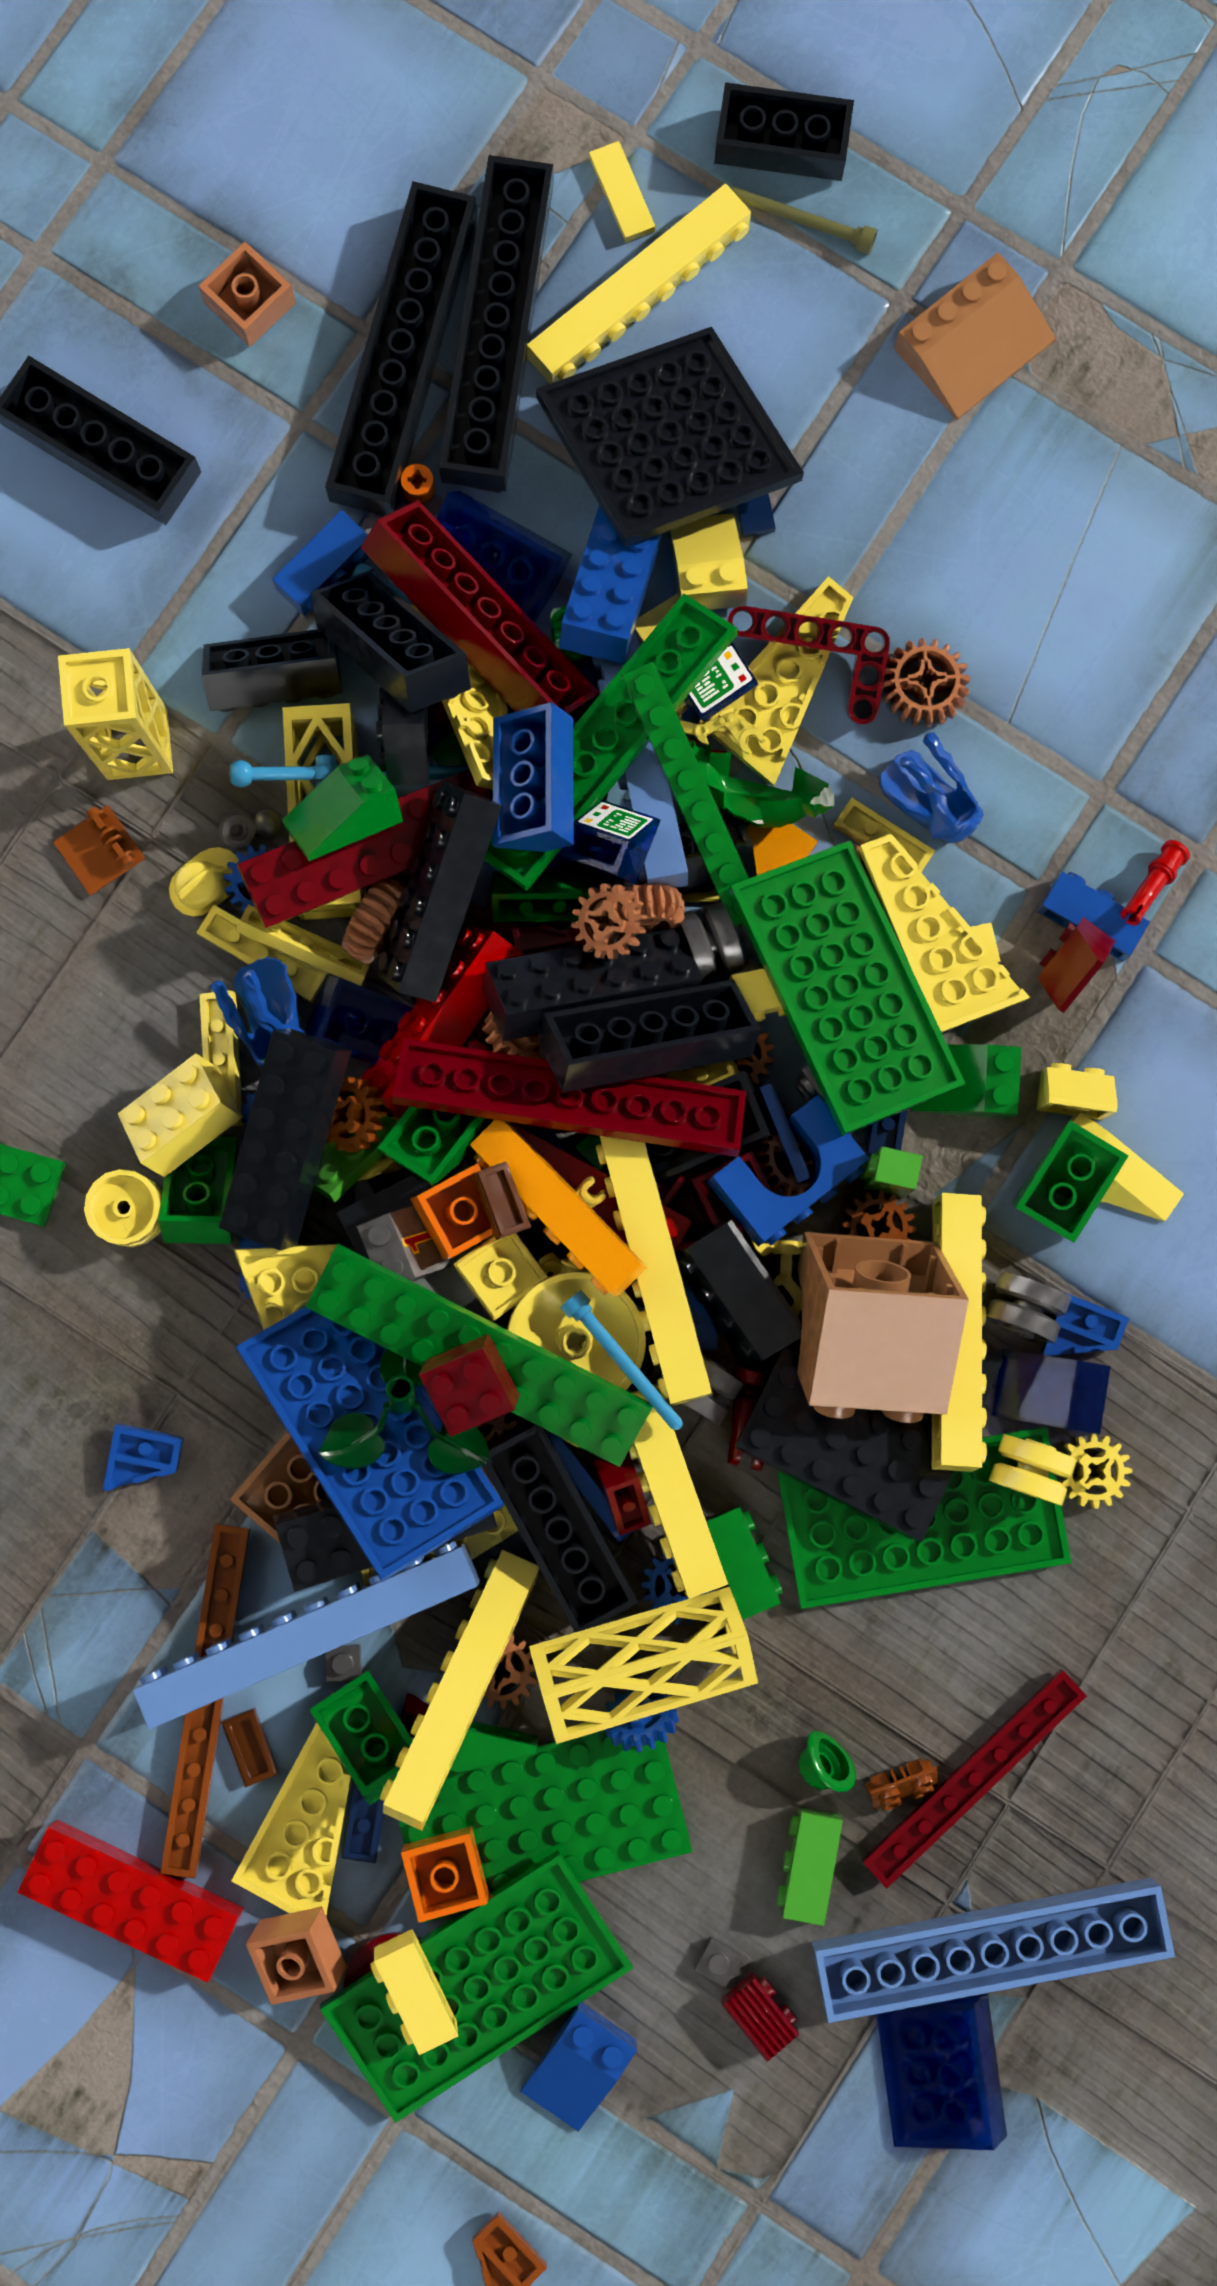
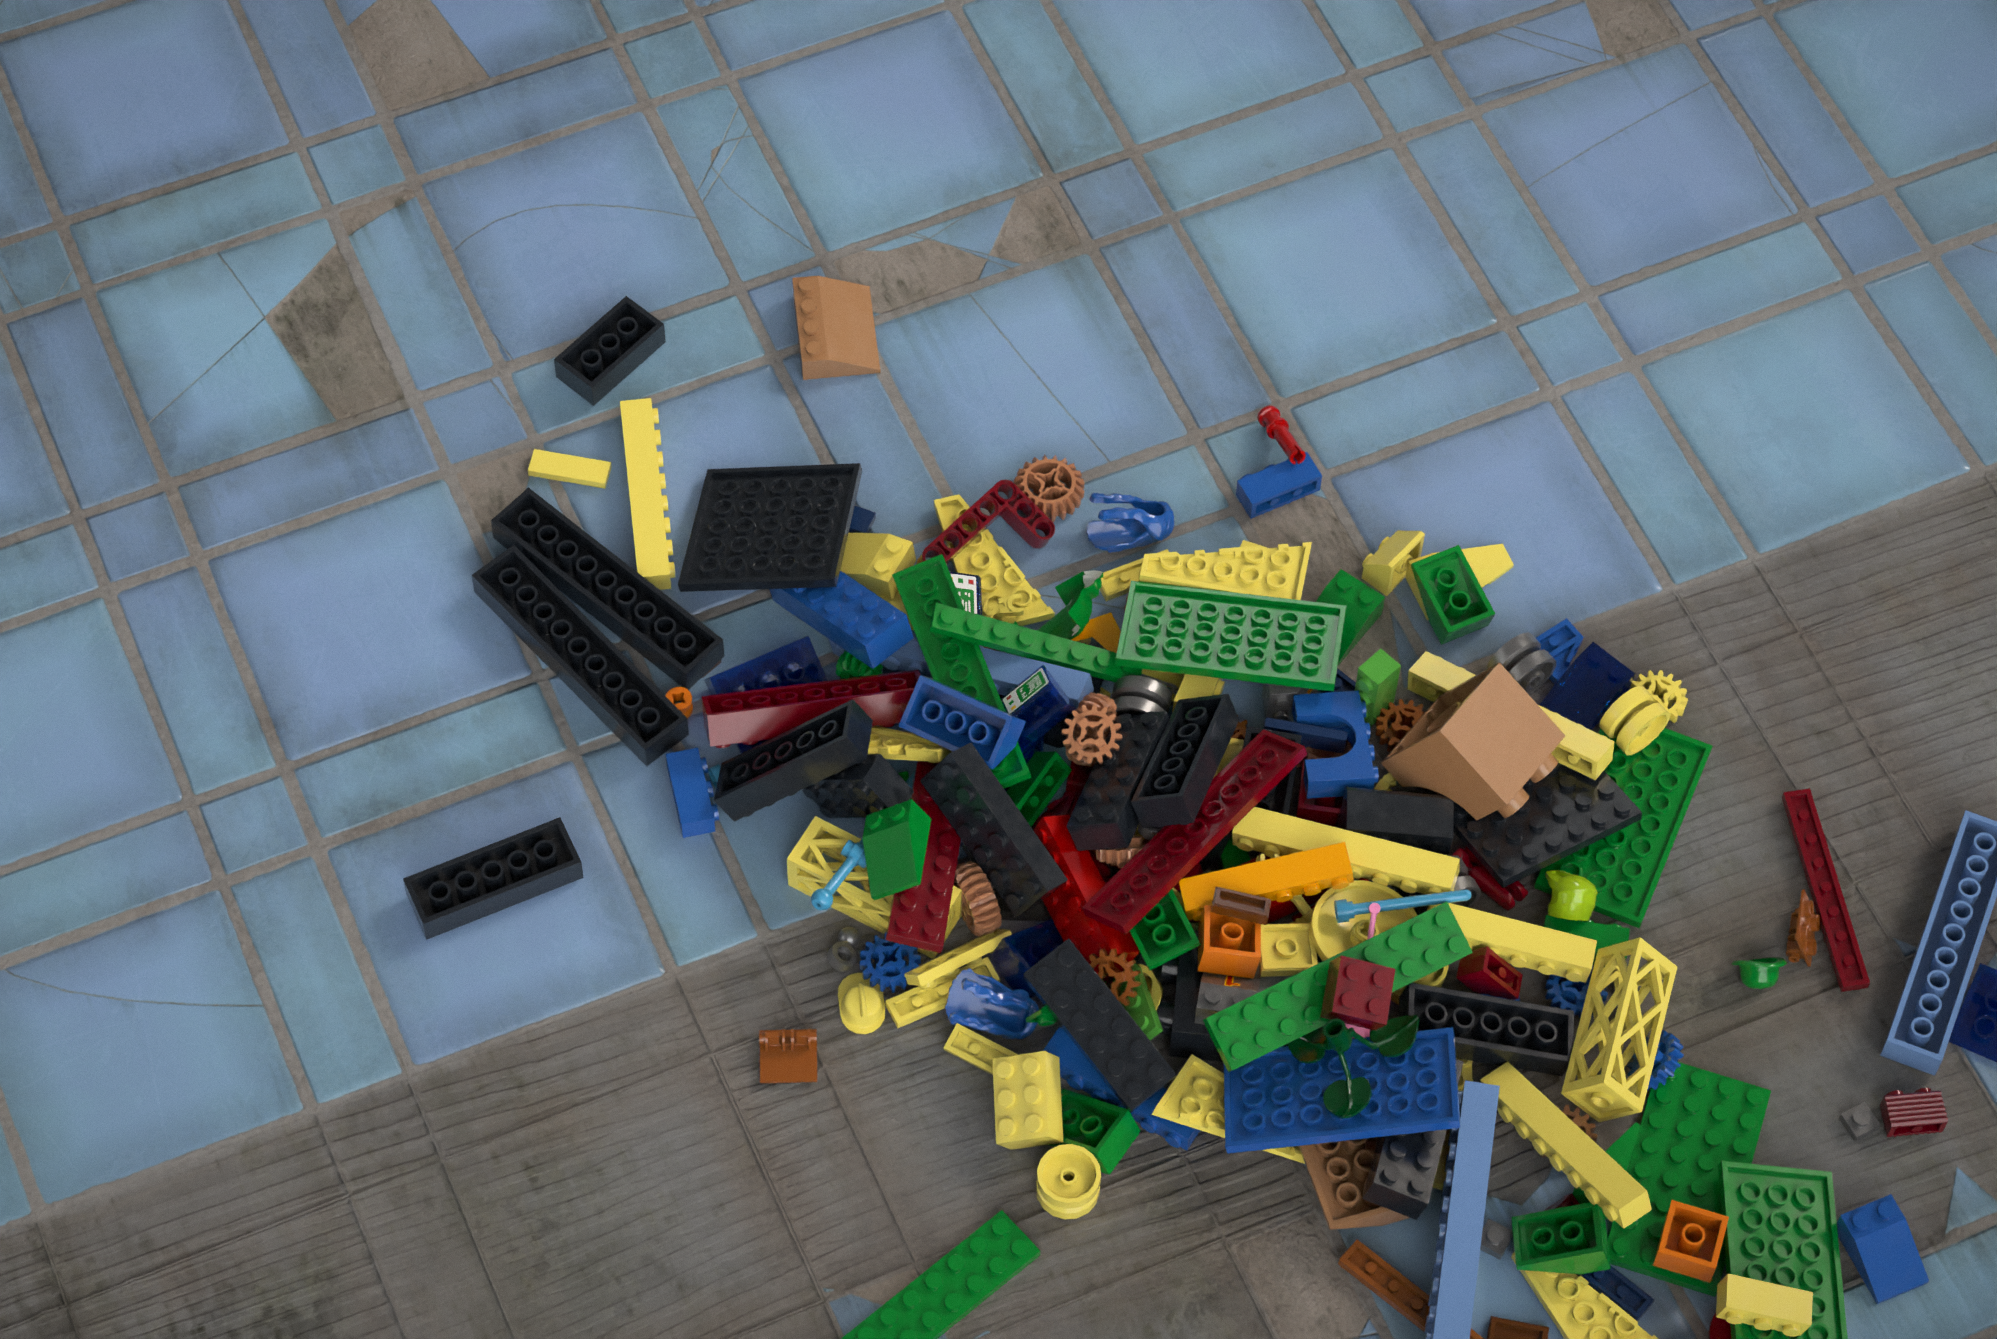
camera: 55 degrees left, 25 degrees down
(124, 705) = (725, 941): light yellow piece -> none
(141, 1455) = (1255, 1283): blue wing -> none
(247, 294) = (463, 725): nougat brick -> none
(270, 670) = (742, 867): black slope -> none
(593, 1339) = (1374, 909): none -> bright pink hinge
(778, 1521) = (1571, 896): none -> lime helmet
(809, 1865) = (1825, 1021): bright green brick -> none
(861, 237) = (716, 351): olive piece -> none
(1074, 962) = (1305, 506): dark red slope -> none

